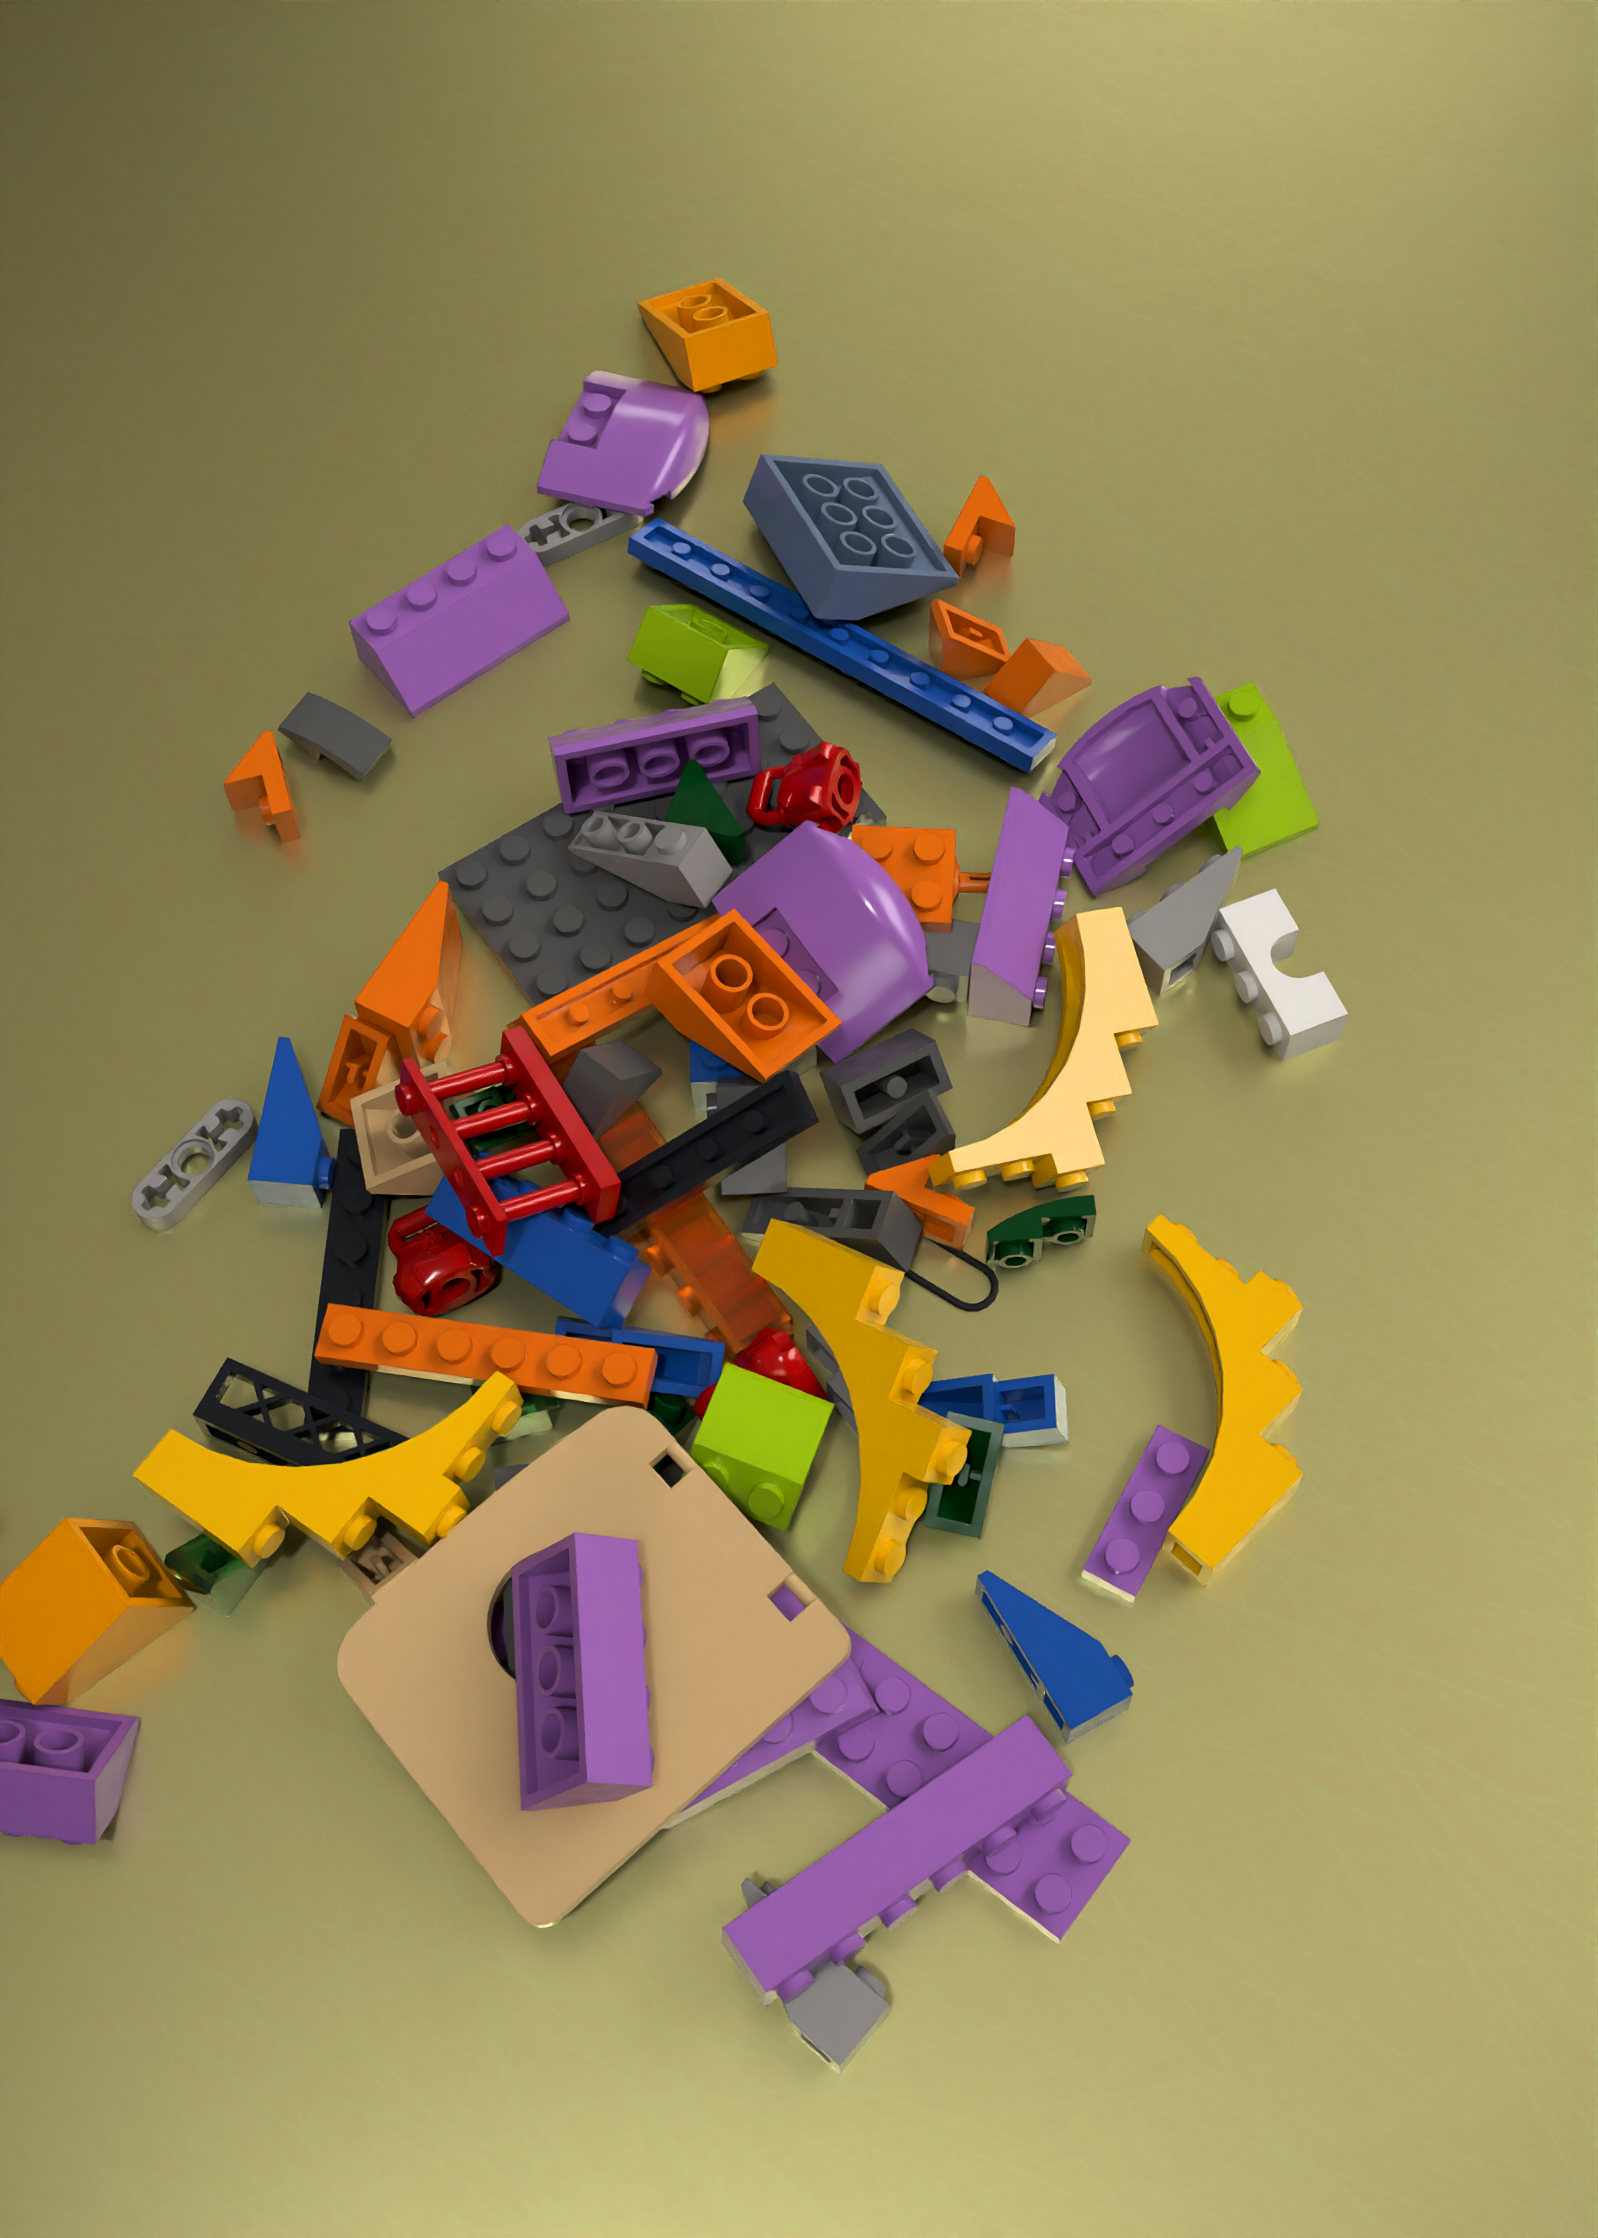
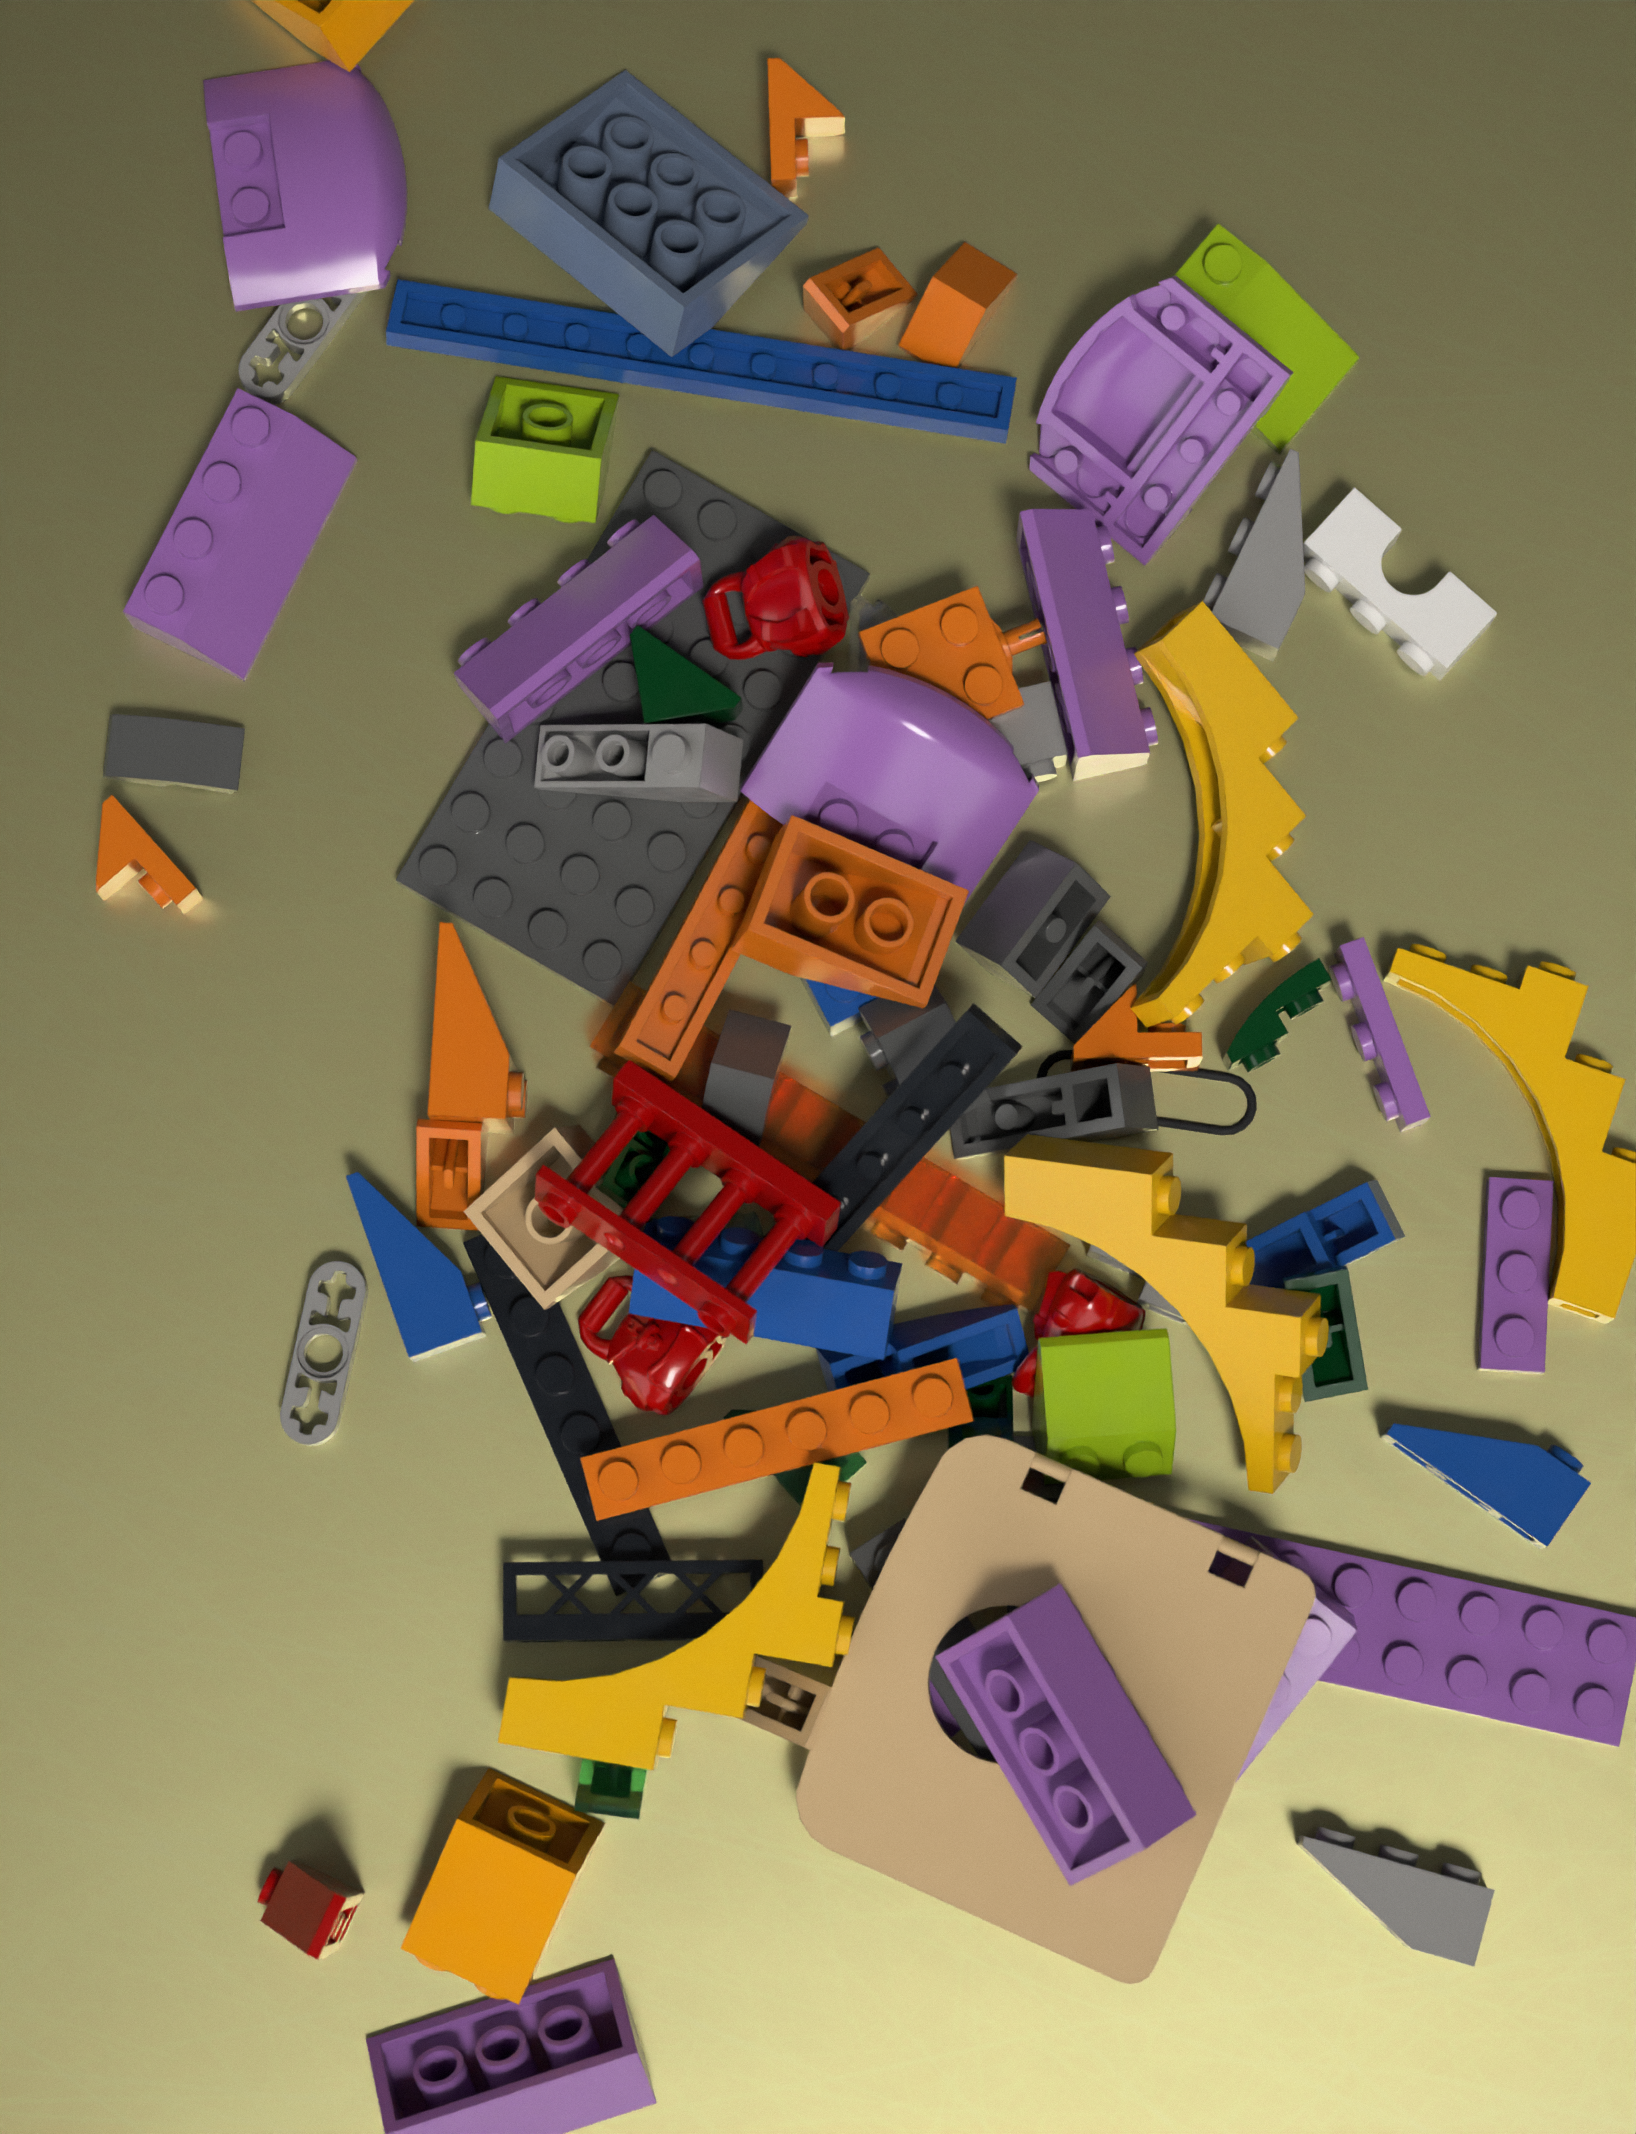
camera: 25 degrees left, 20 degrees up
(896, 1861) = (1444, 1756): medium lavender brick -> none
(1115, 1280) = (1378, 1036): none -> medium lavender plate

